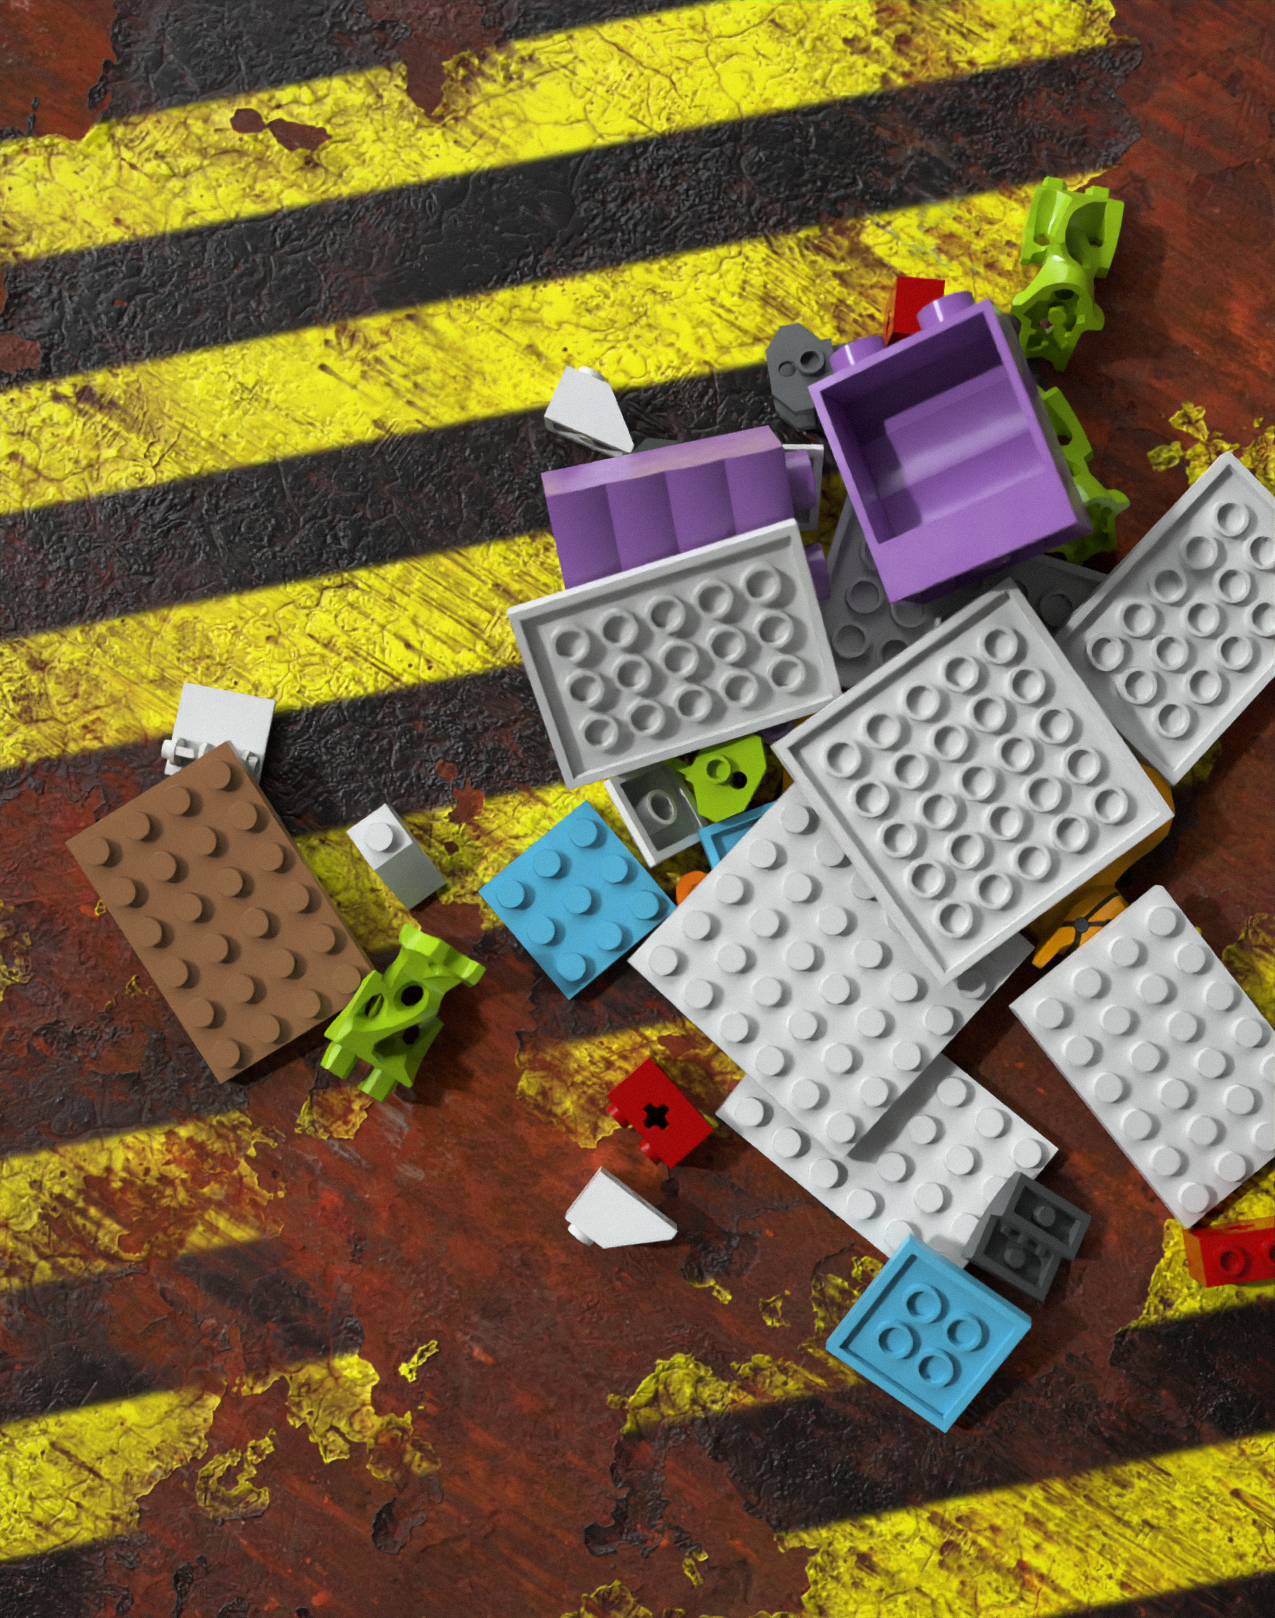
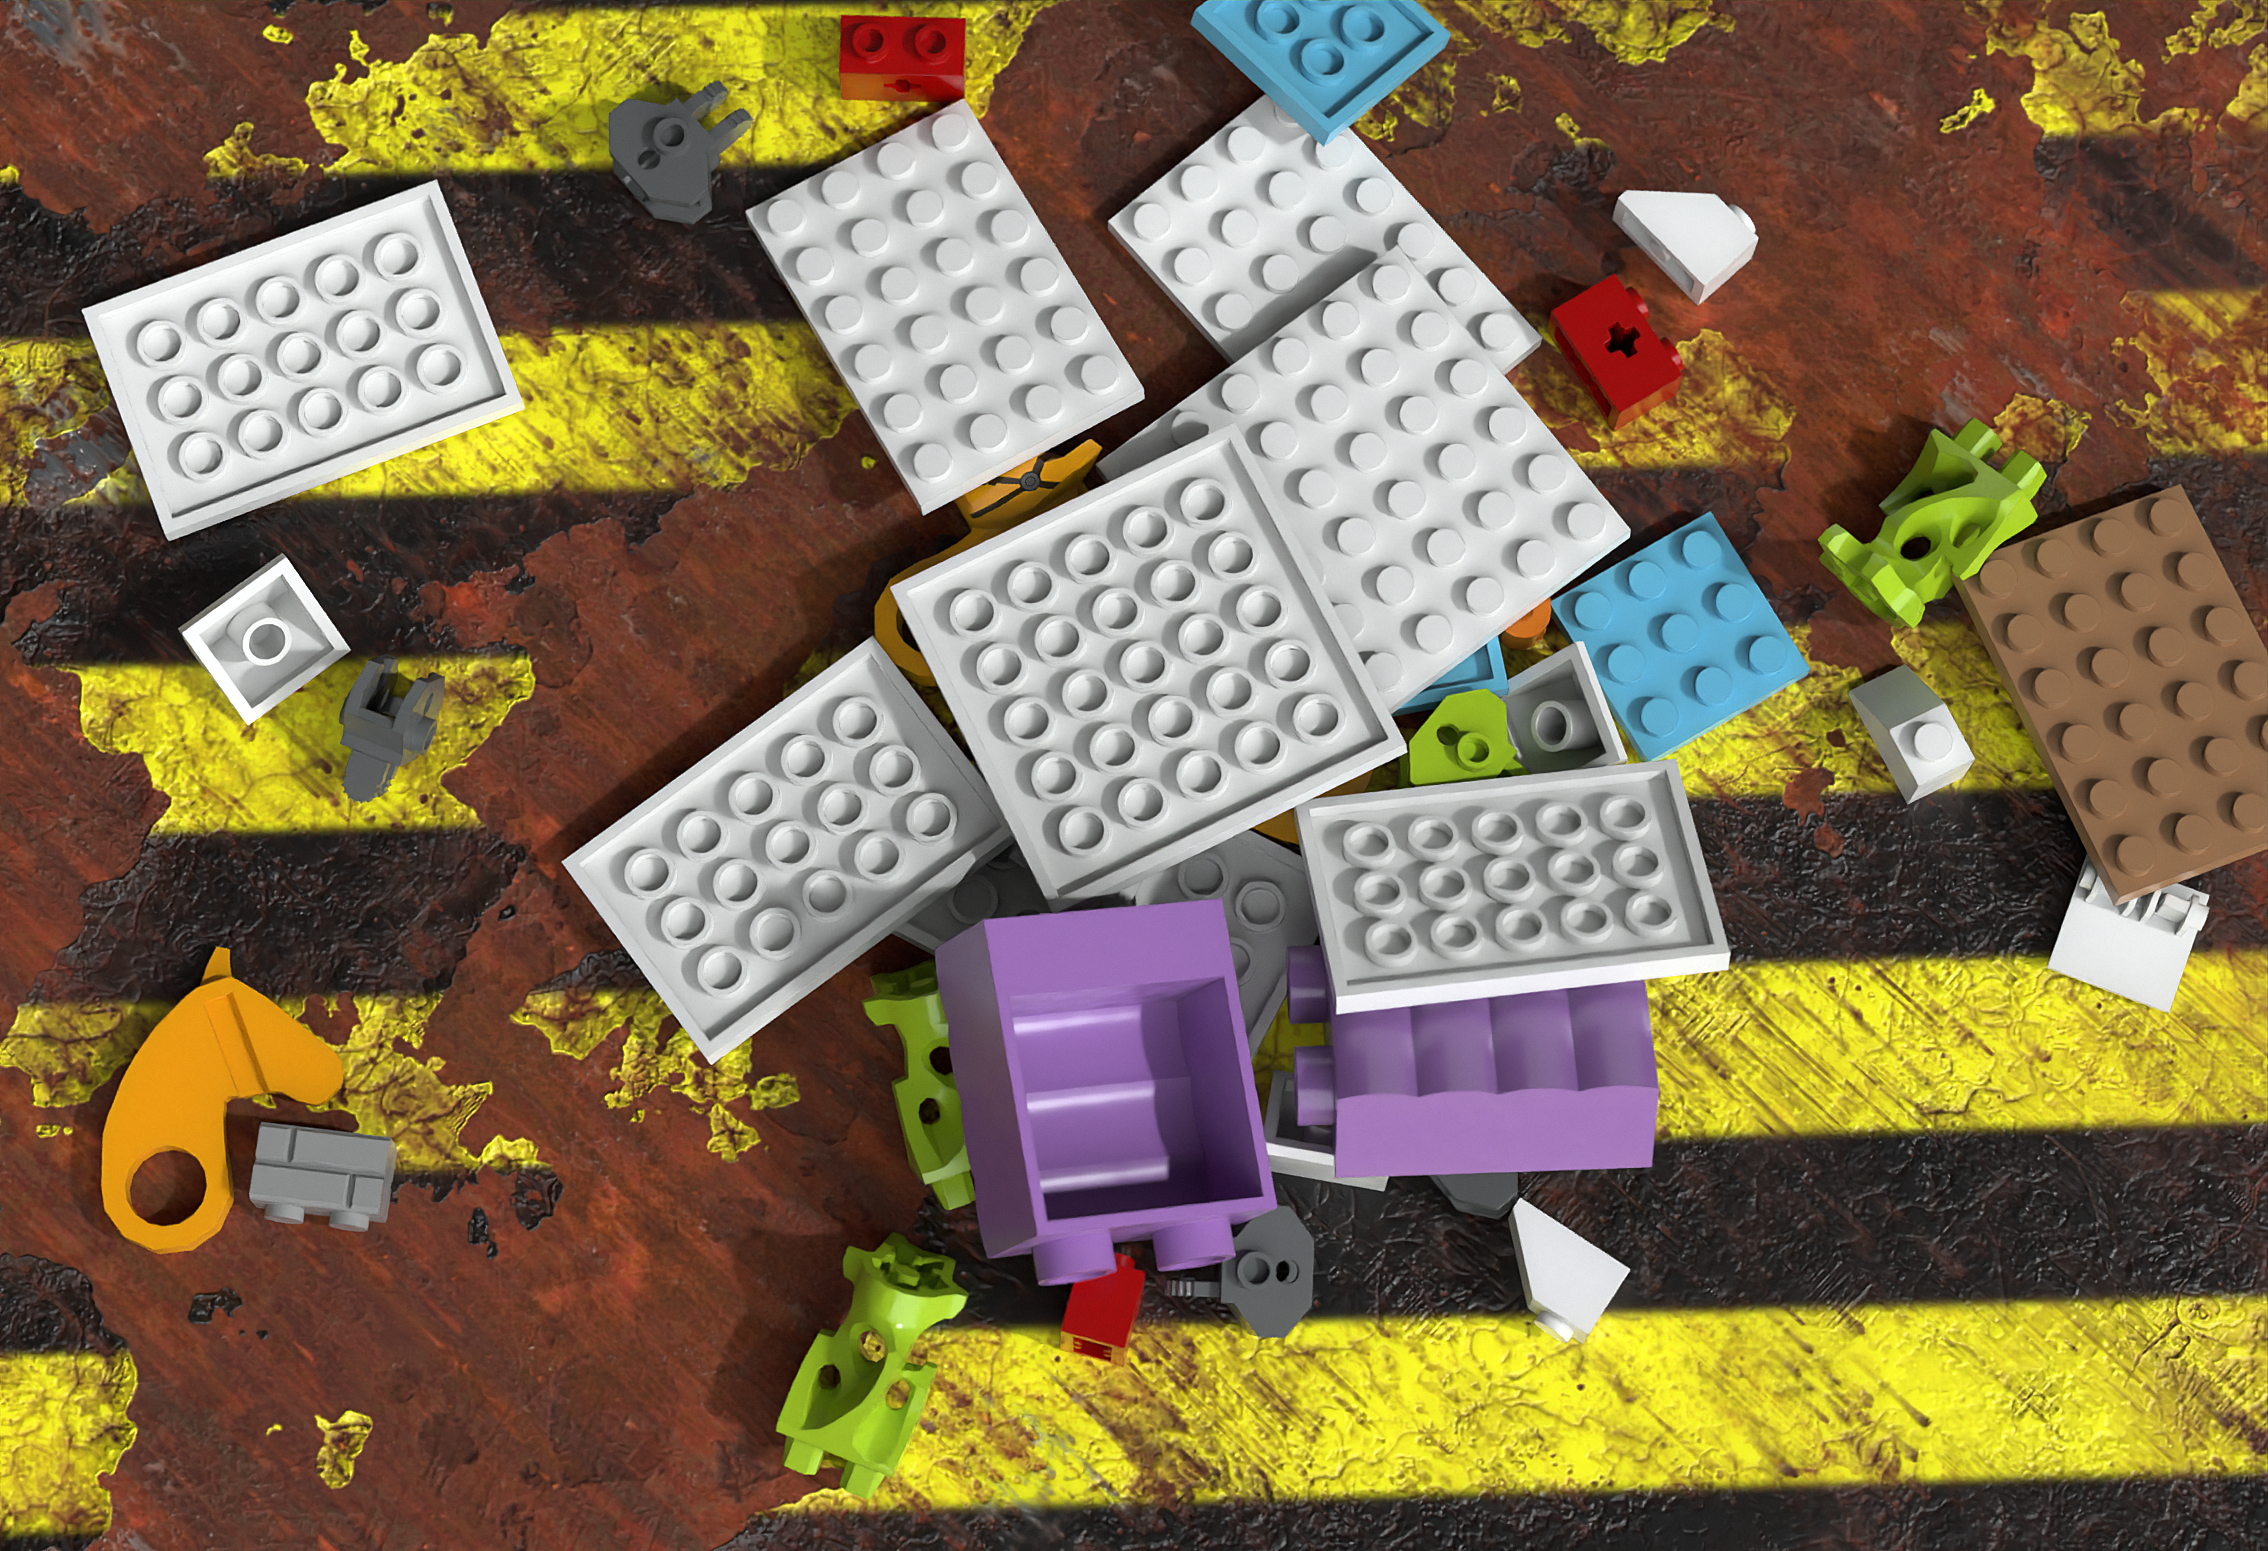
camera: 175 degrees left, 10 degrees down
(1026, 1236) = (1172, 122): dark grey slope -> none

